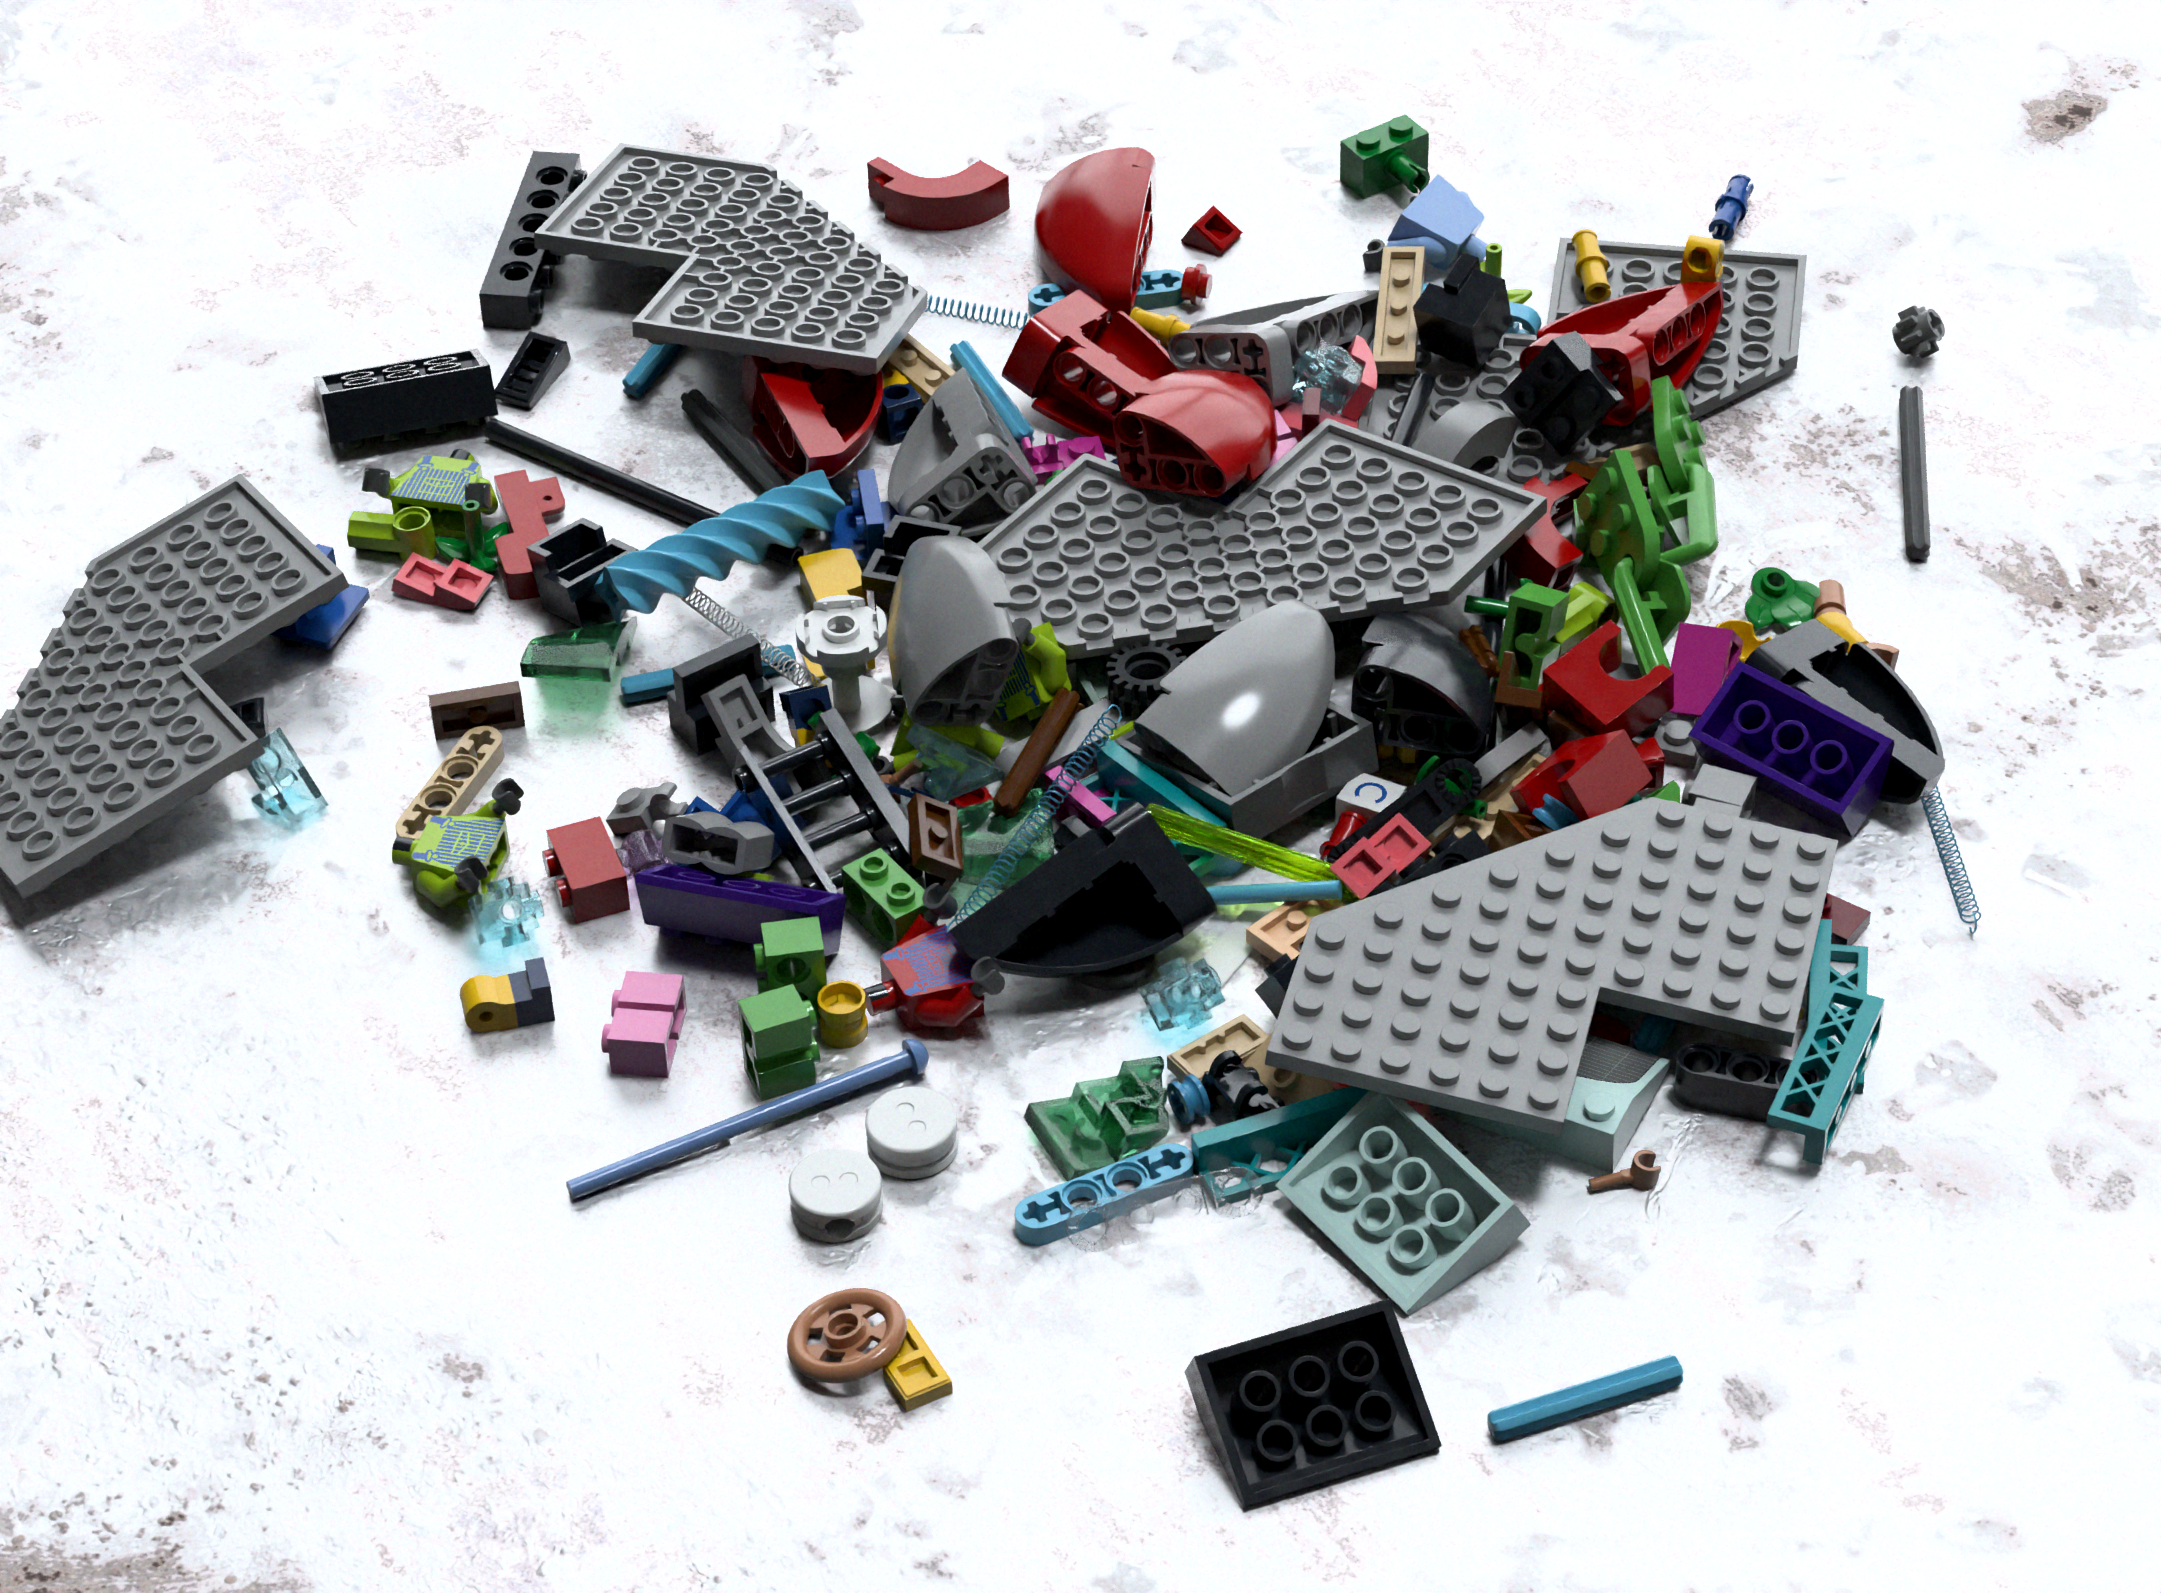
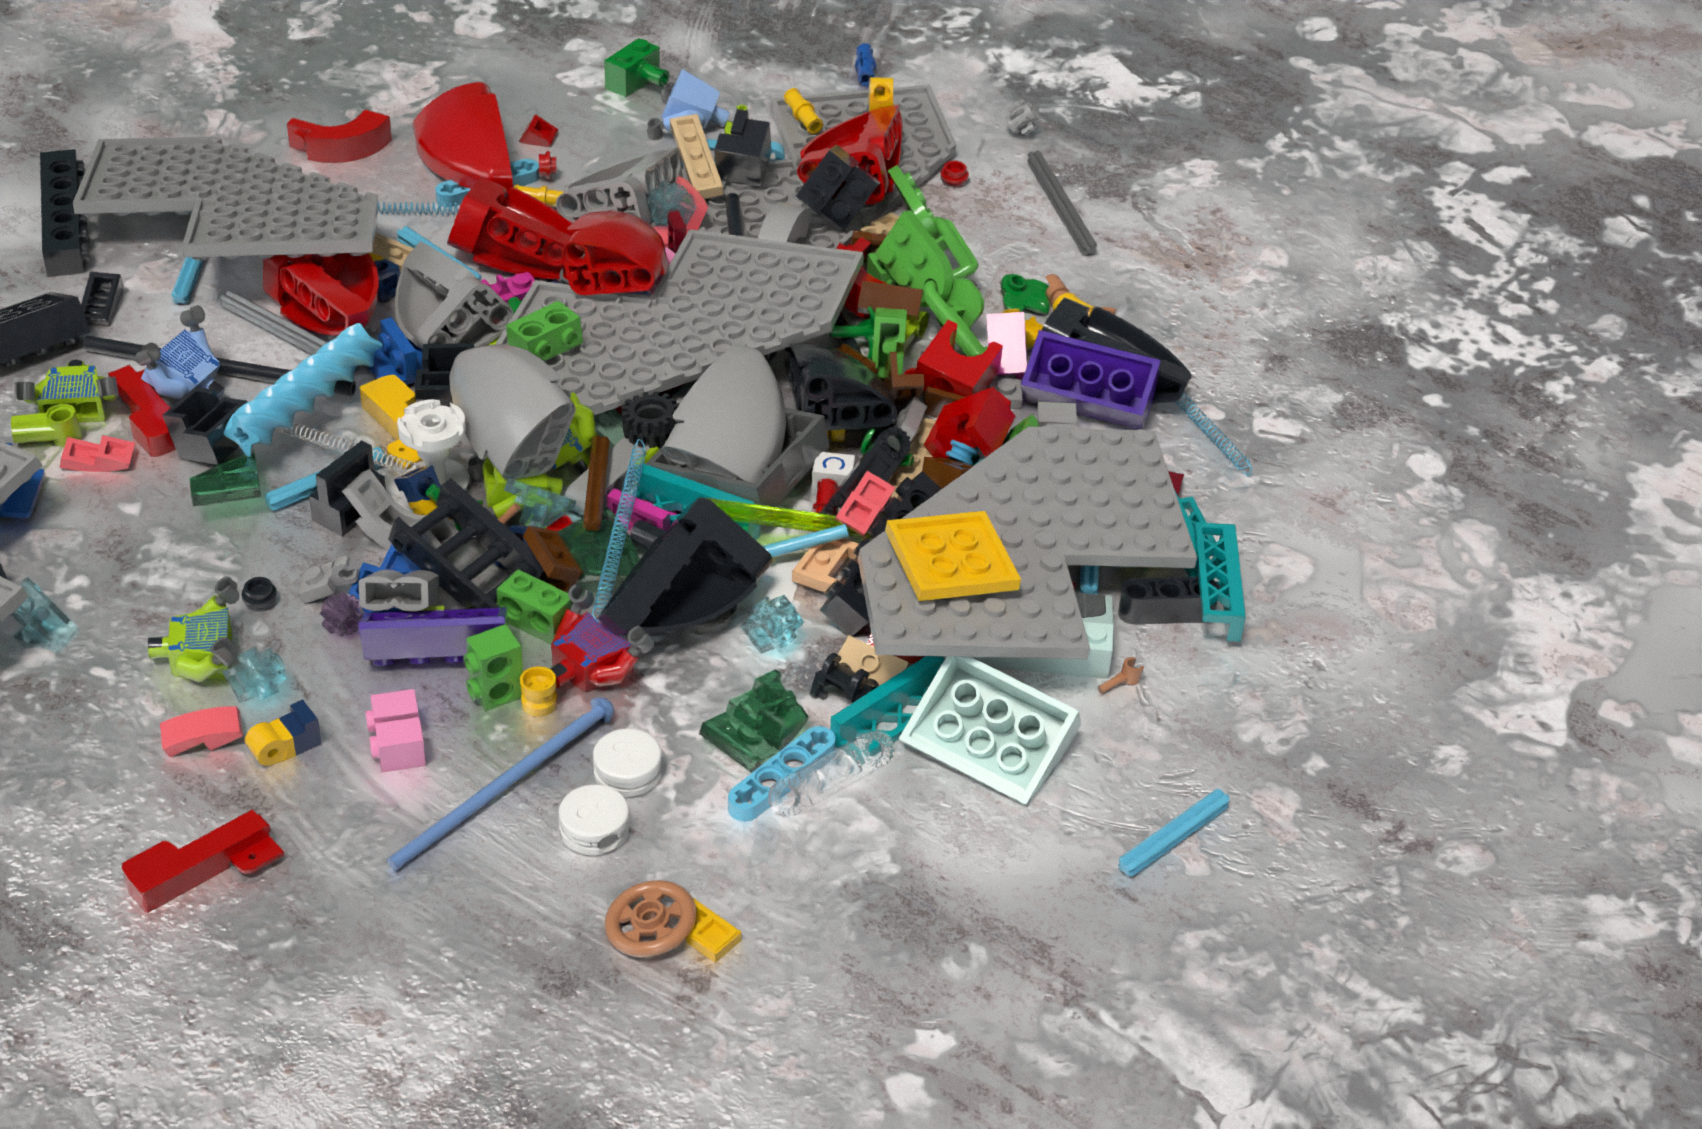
camera: 25 degrees left, 0 degrees up
(304, 1134) = (169, 872): none -> red piece
(424, 965) = (207, 726): none -> coral slope
(458, 793) = (165, 597): tan beam -> none
(464, 709) = (165, 537): reddish brown panel -> none
(478, 546) = (115, 421): green plant -> none
(559, 807) = (258, 592): none -> black plate
(586, 870) = (301, 631): brick -> none
(588, 481) = (183, 361): none -> torso
(778, 1041) = (506, 720): bright green brick -> none
(1050, 532) = (546, 331): none -> bright green brick
(1188, 1099) = (810, 693): dark azure bush -> none
(1196, 1057) = (810, 658): tan plate -> none
(1312, 1403) = (1001, 883): black slope -> none
(1424, 953) = (952, 555): none -> yellow plate
(1565, 572) = (890, 296): none -> reddish brown tile
(1776, 399) = (954, 173): none -> red plate

